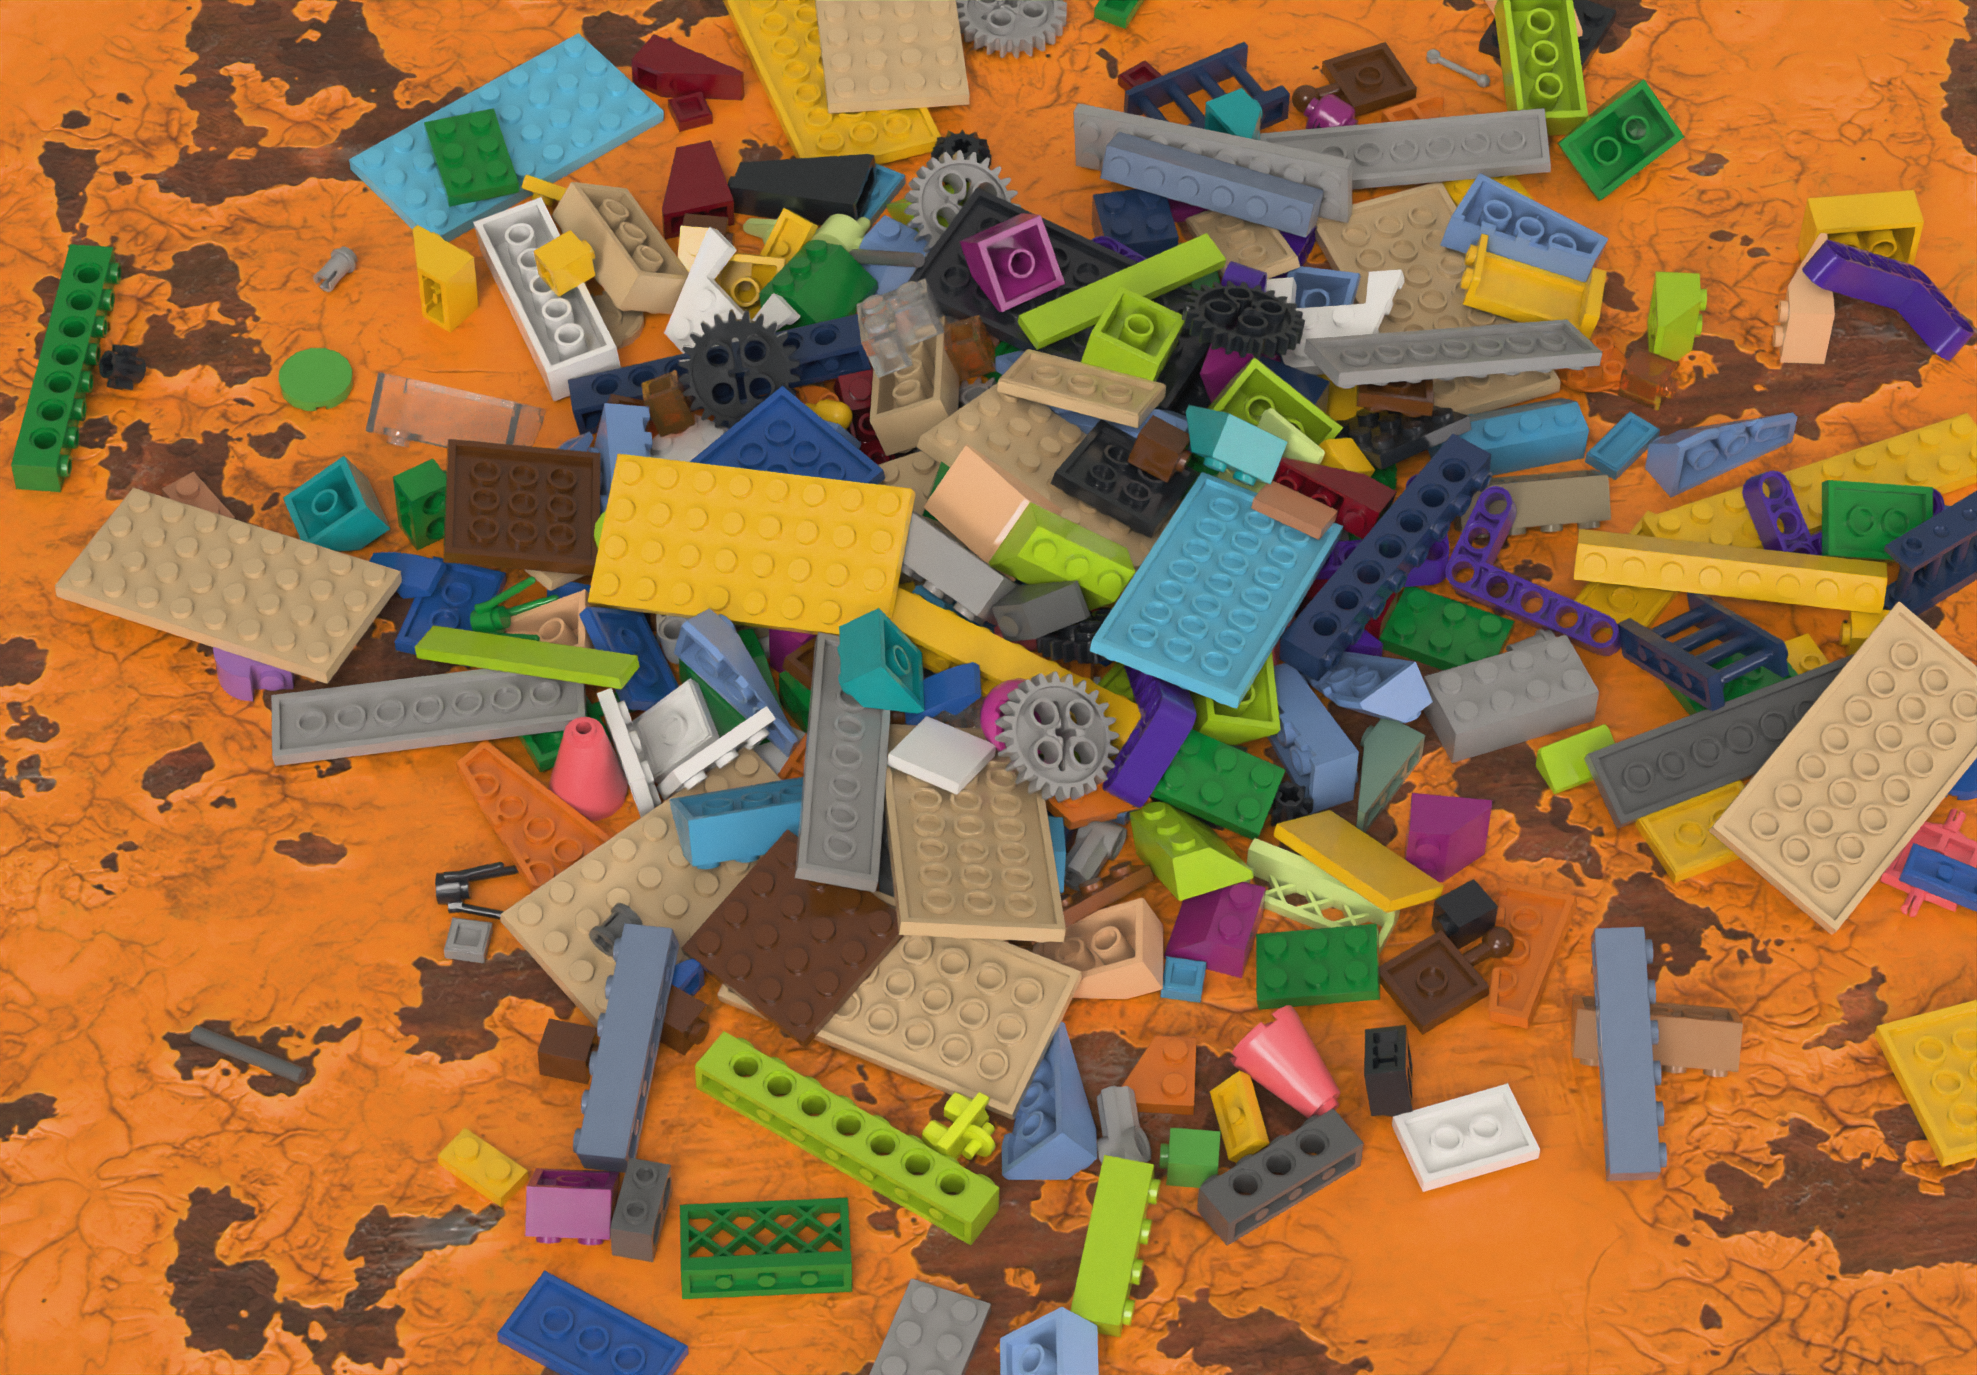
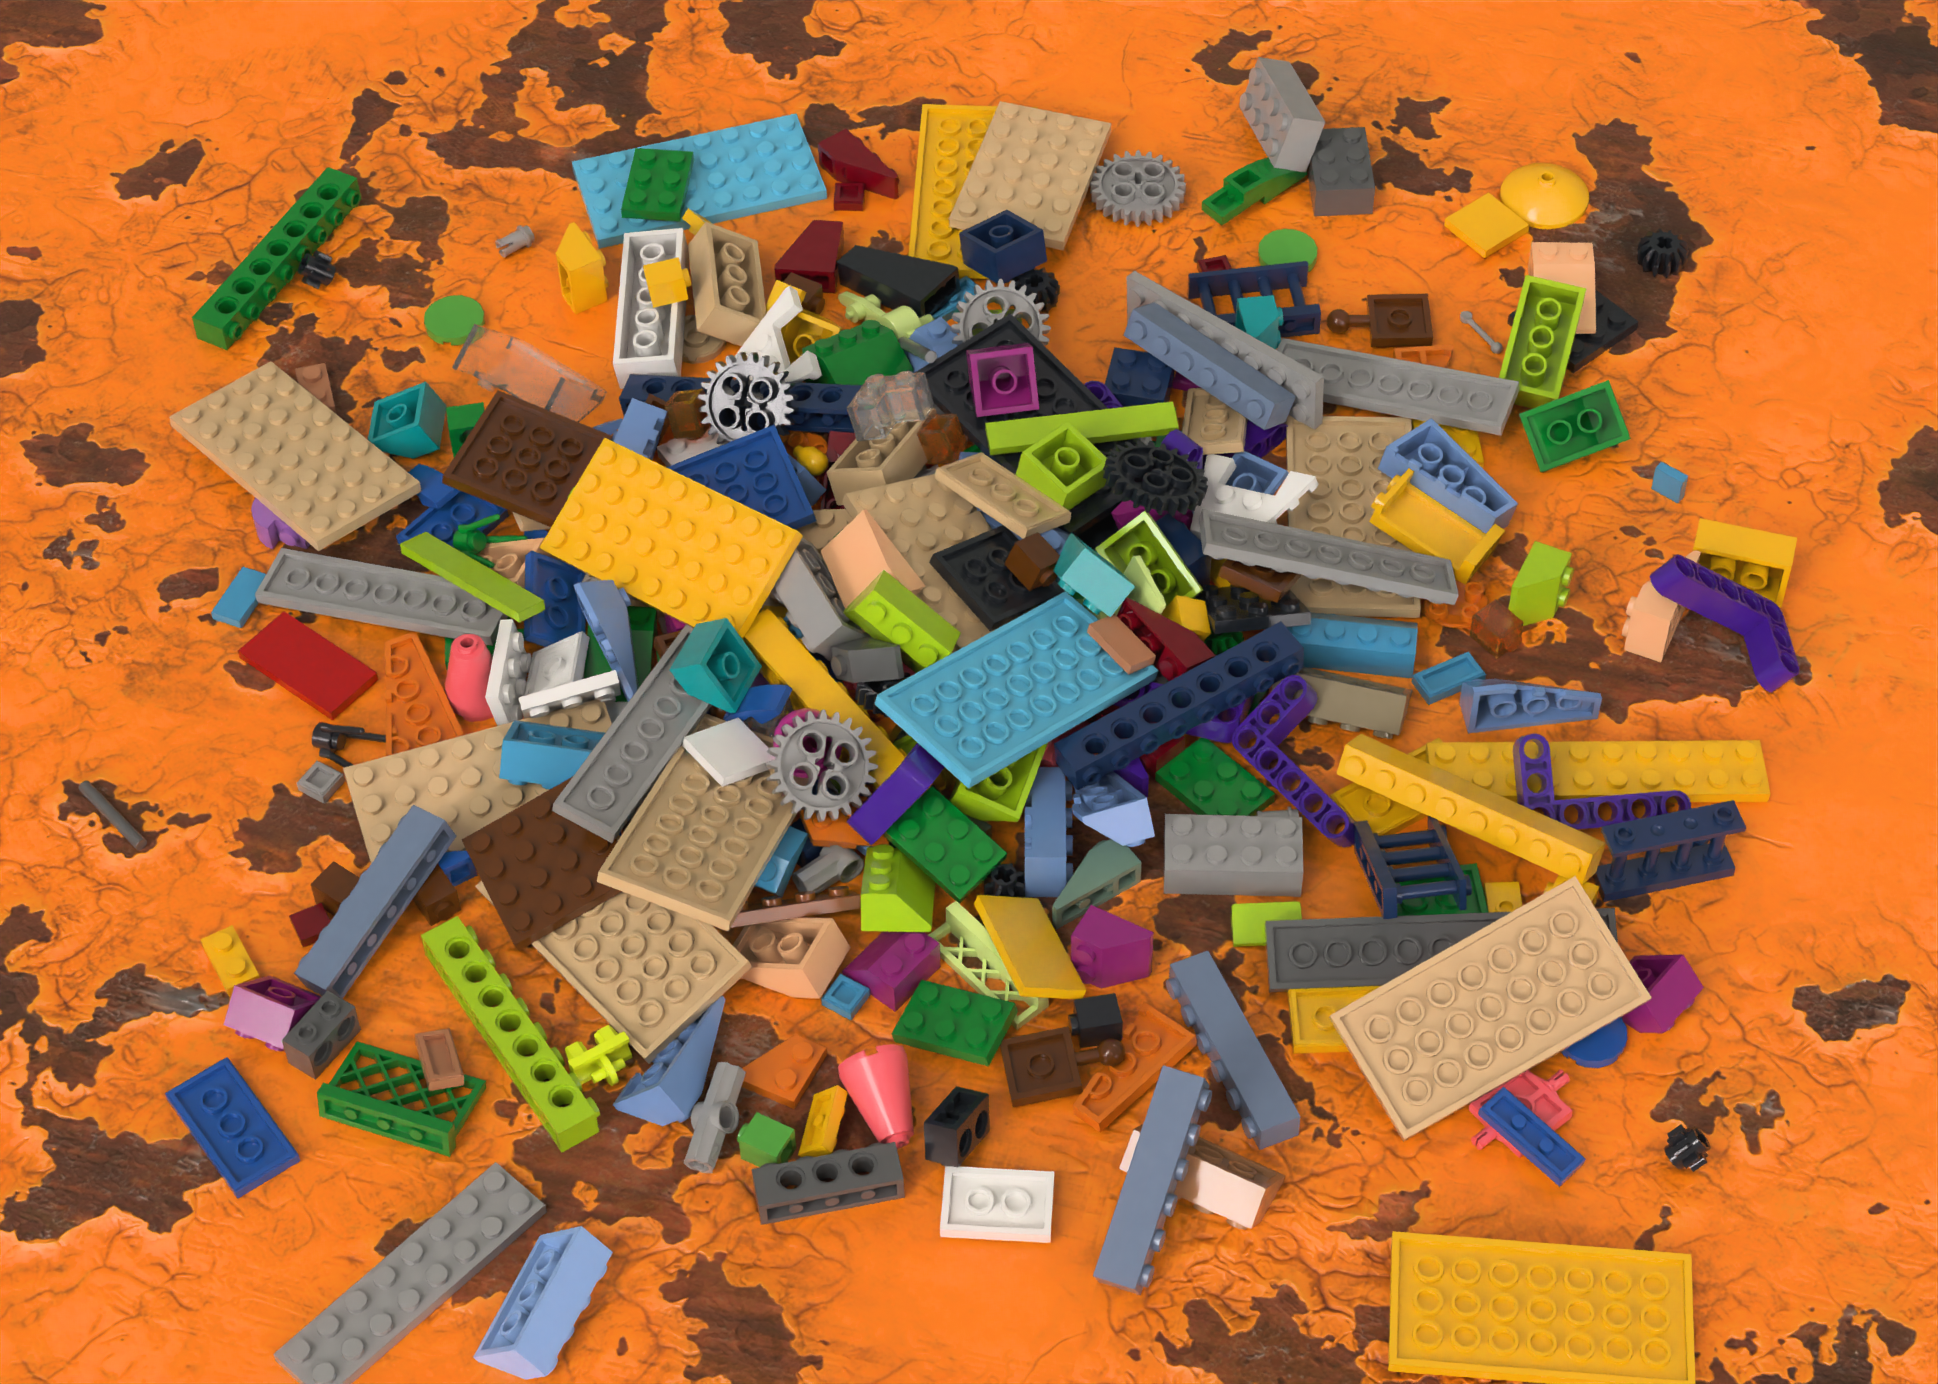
camera: 25 degrees right, 0 degrees up
(252, 766) = (239, 598): none -> dark azure tile
(376, 817) = (308, 665): none -> red tile
(553, 1097) = (309, 923): none -> dark red tile
(606, 934) = (424, 801): dark grey bush -> none
(786, 1192) = (439, 1059): none -> nougat tile
(788, 236) = (859, 309): yellow plate -> none
(913, 117) = (1003, 246): none -> dark blue brick
(1113, 1244) = (657, 1191): lime brick -> none
(1206, 35) = (1287, 247): none -> bright green tile
(1329, 112) = (1348, 337): magenta head -> none
(1618, 896) = (1233, 1050): none -> sand blue brick
(1739, 172) = (1669, 482): none -> dark azure tile
(1867, 516) = (1610, 796): green plate -> none

